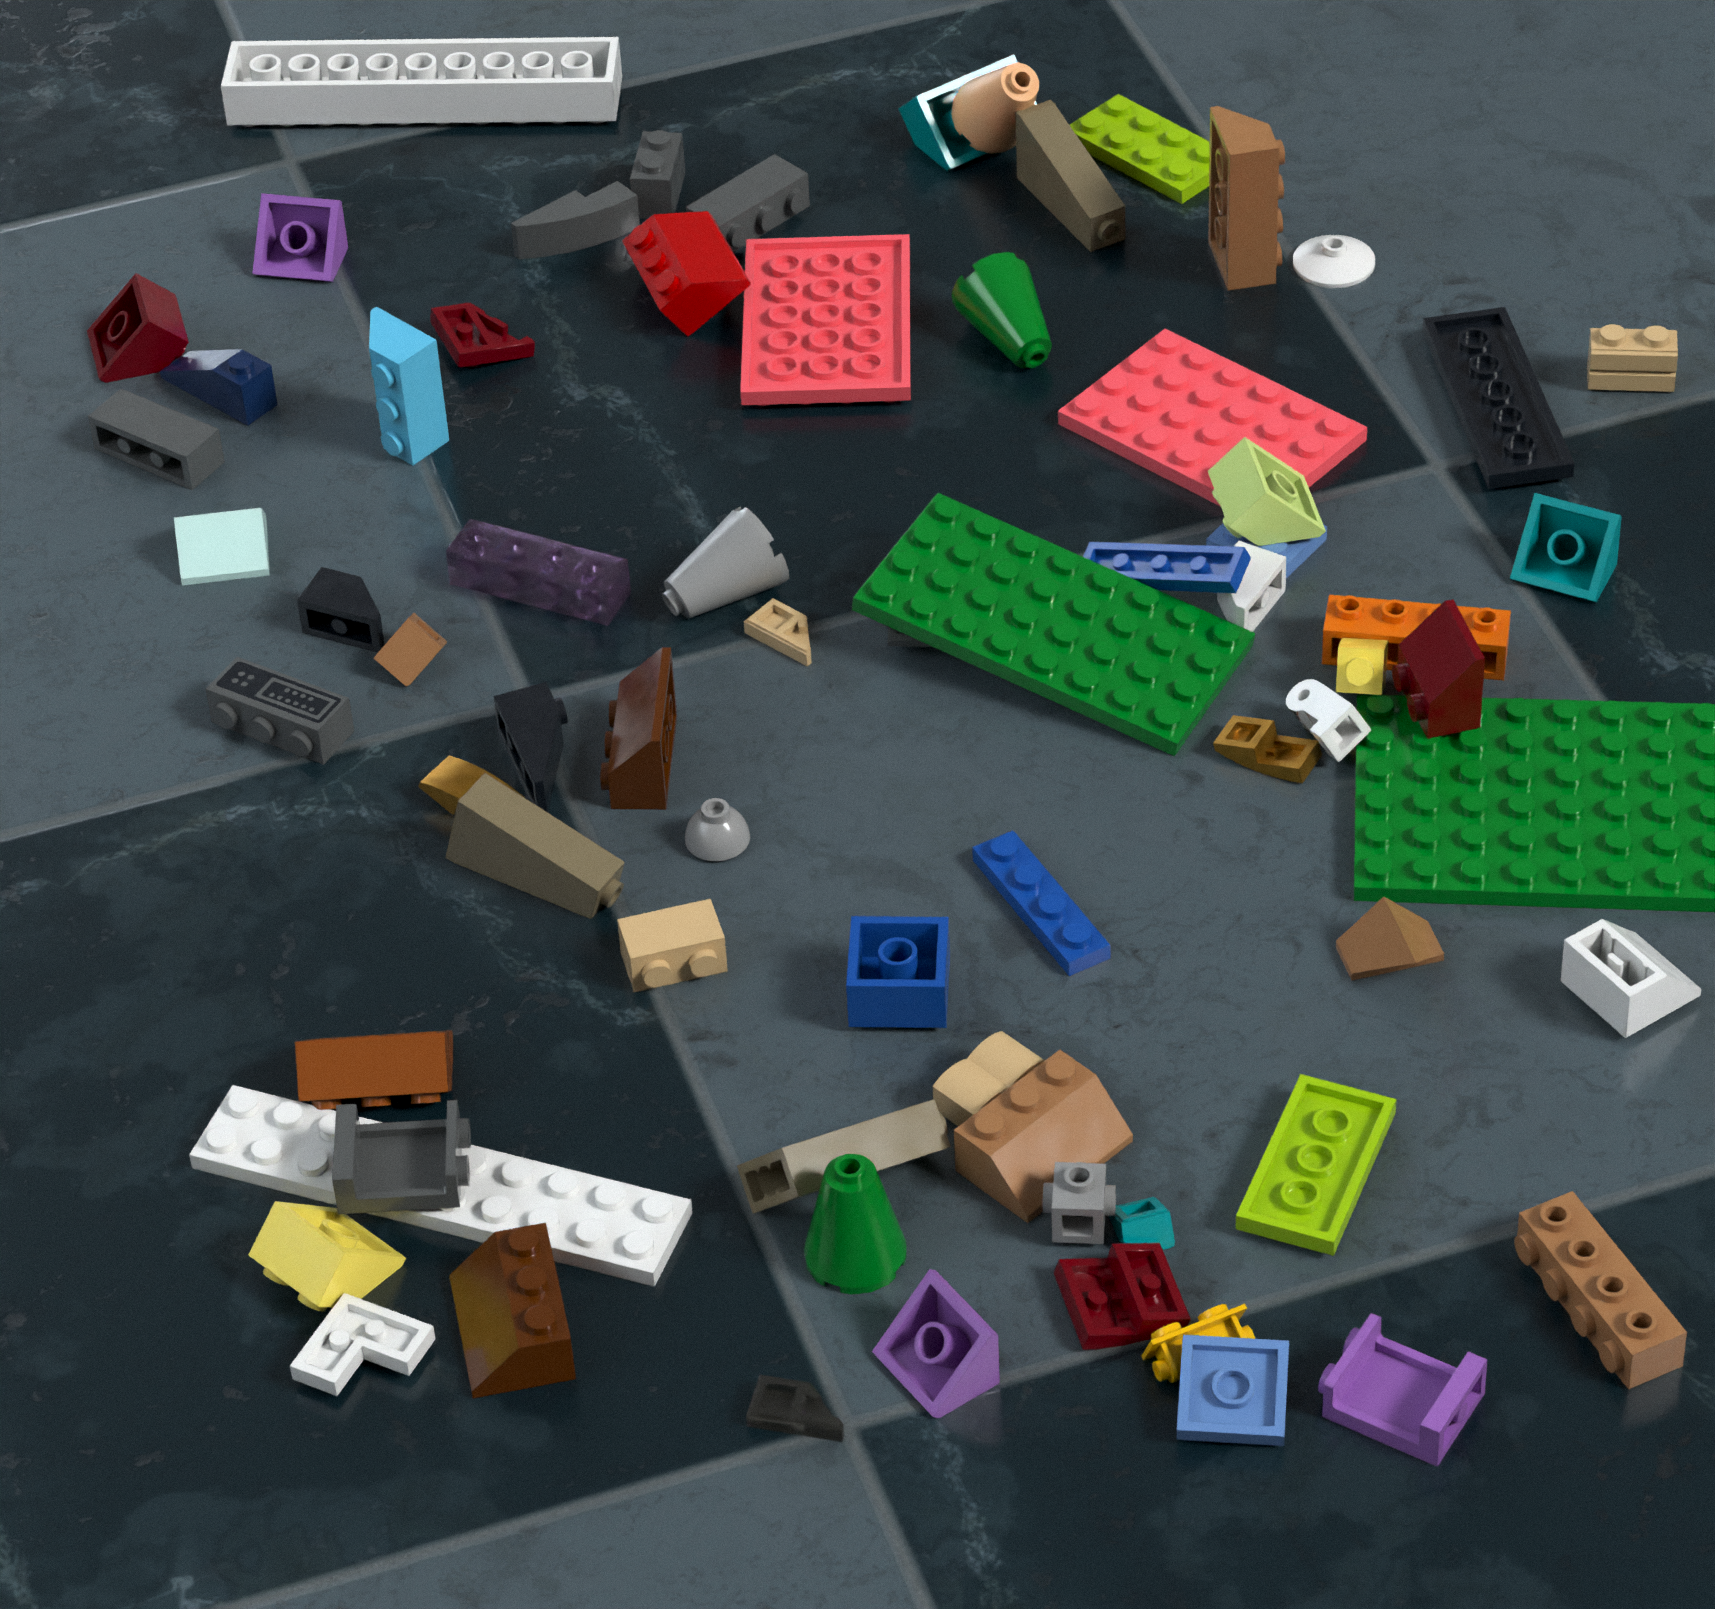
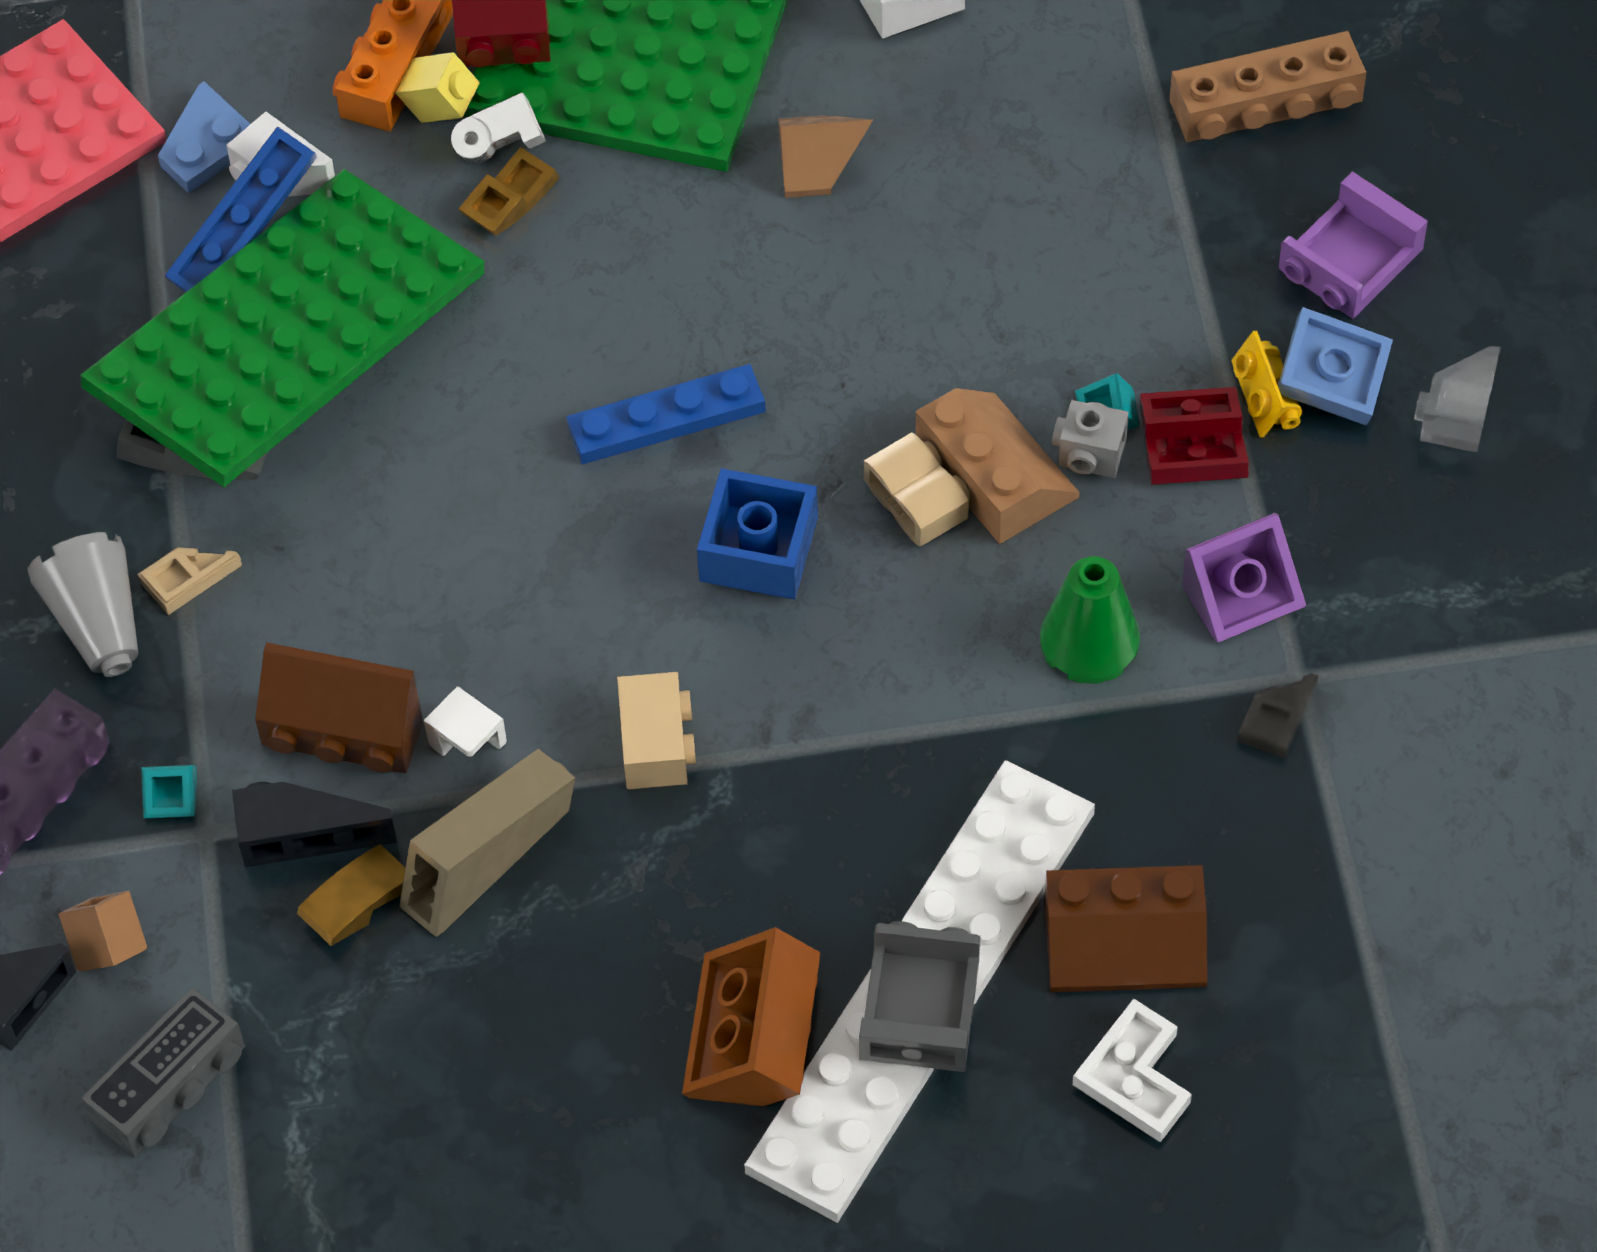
camera: 80 degrees left, 15 degrees up
(322, 1254) = (1015, 1091): light yellow slope -> none
(563, 664) = (169, 791): none -> teal slope
(652, 816) = (463, 724): none -> white panel
(716, 831) = (487, 674): light grey brick -> none
(885, 1140) = (1001, 618): dark tan slope -> none
(1223, 1507) = (1458, 401): none -> clear slope
(1263, 497) = (173, 112): yellowish green slope -> none
(1316, 1164) = (1072, 257): lime plate -> none

